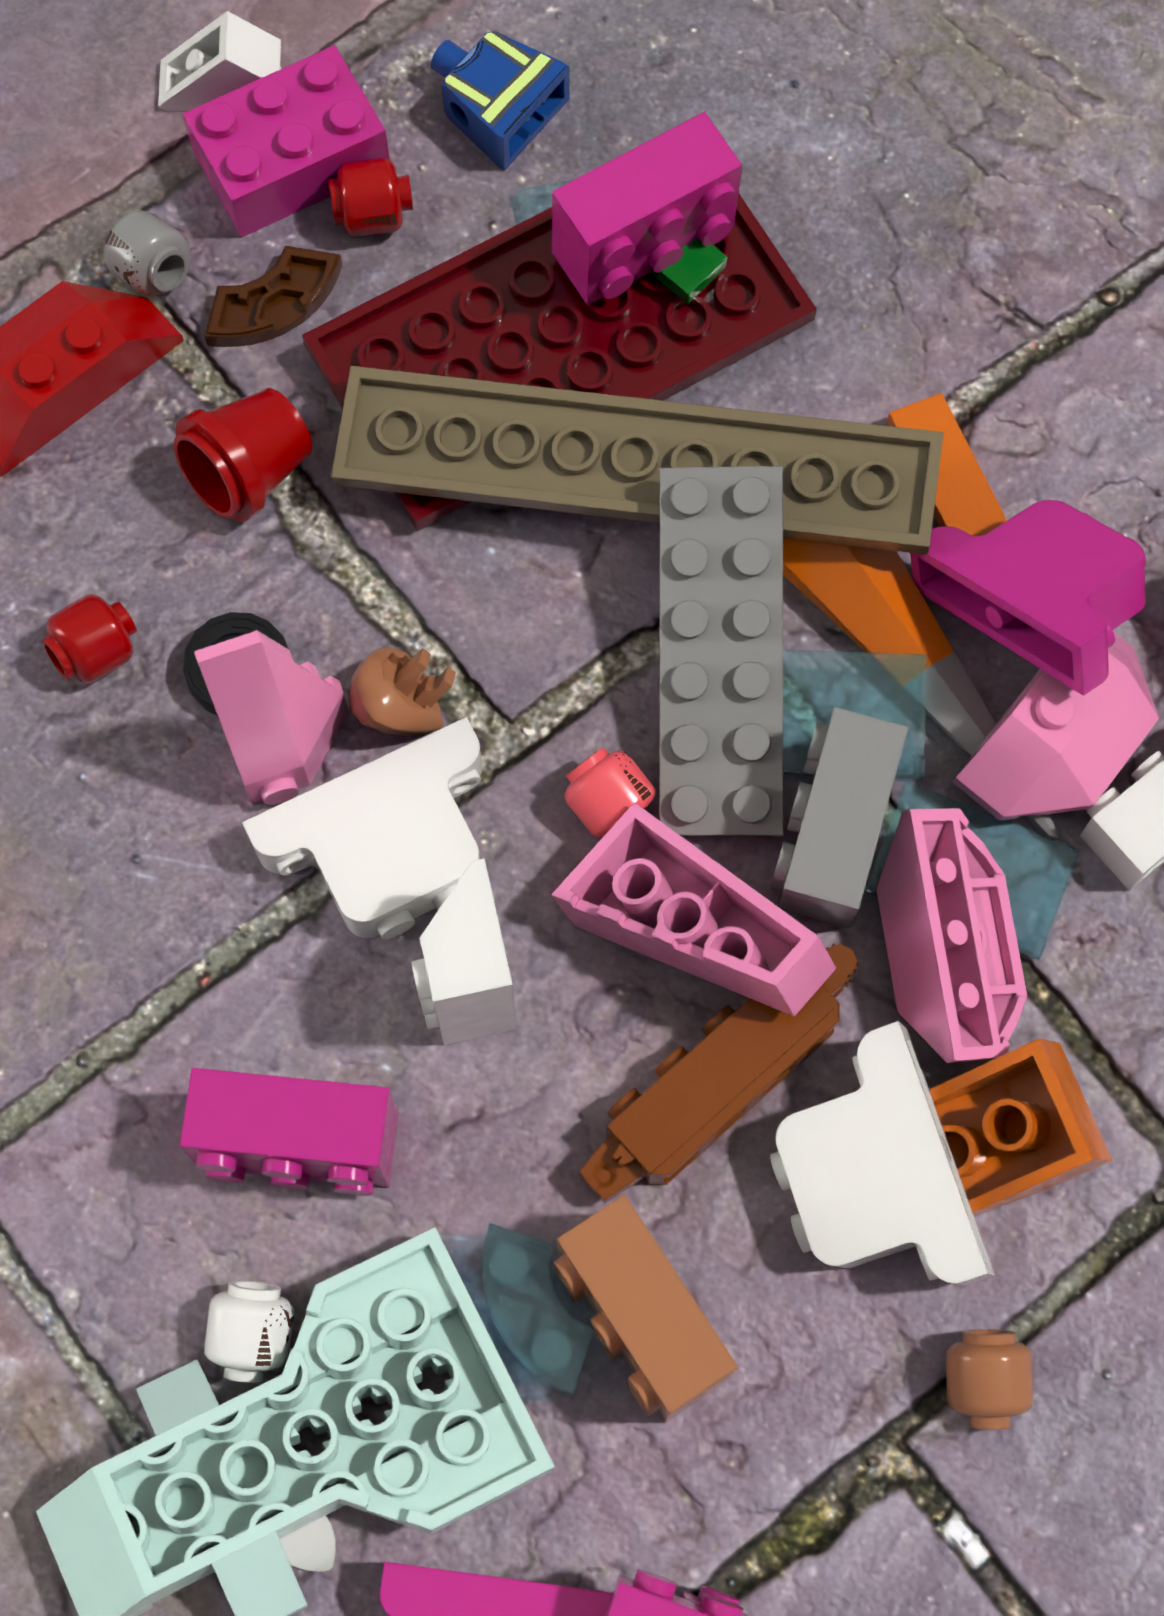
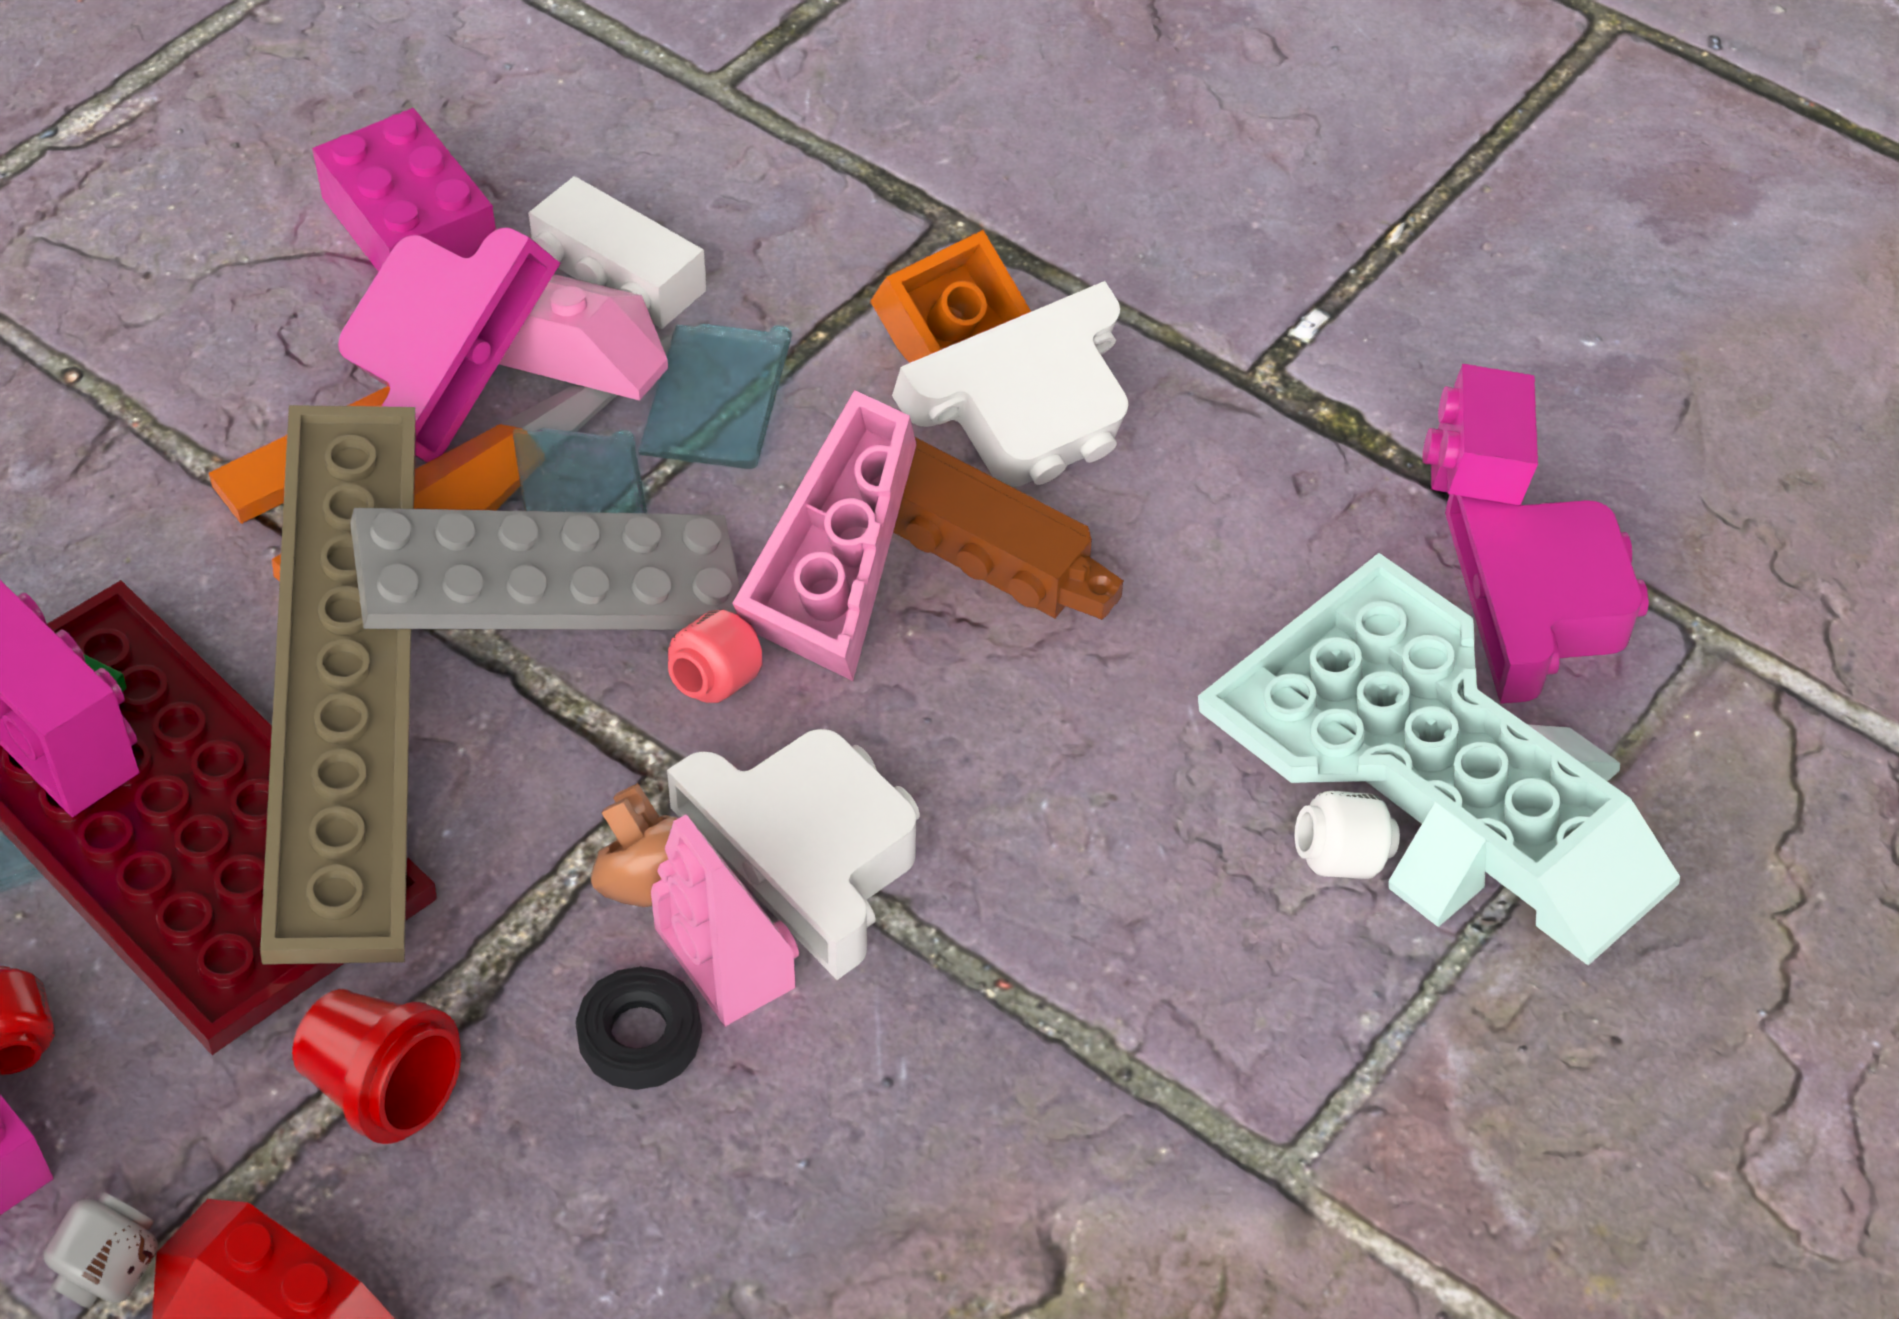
camera: 105 degrees left, 20 degrees down
(89, 638) = (643, 1170): red head -> none
(275, 301) = (147, 1109): reddish brown tile -> none
(290, 1130) = (1150, 823): dark pink brick -> none
(465, 967) = (936, 689): white slope -> none
(529, 1315) = (1240, 615): clear light blue brick -> none
(642, 1310) = (1216, 522): nougat brick -> none
(838, 816) = (706, 448): light grey brick -> none
(950, 937) = (806, 378): bright pink wedge -> none
(989, 1377) = (1177, 309): nougat head -> none

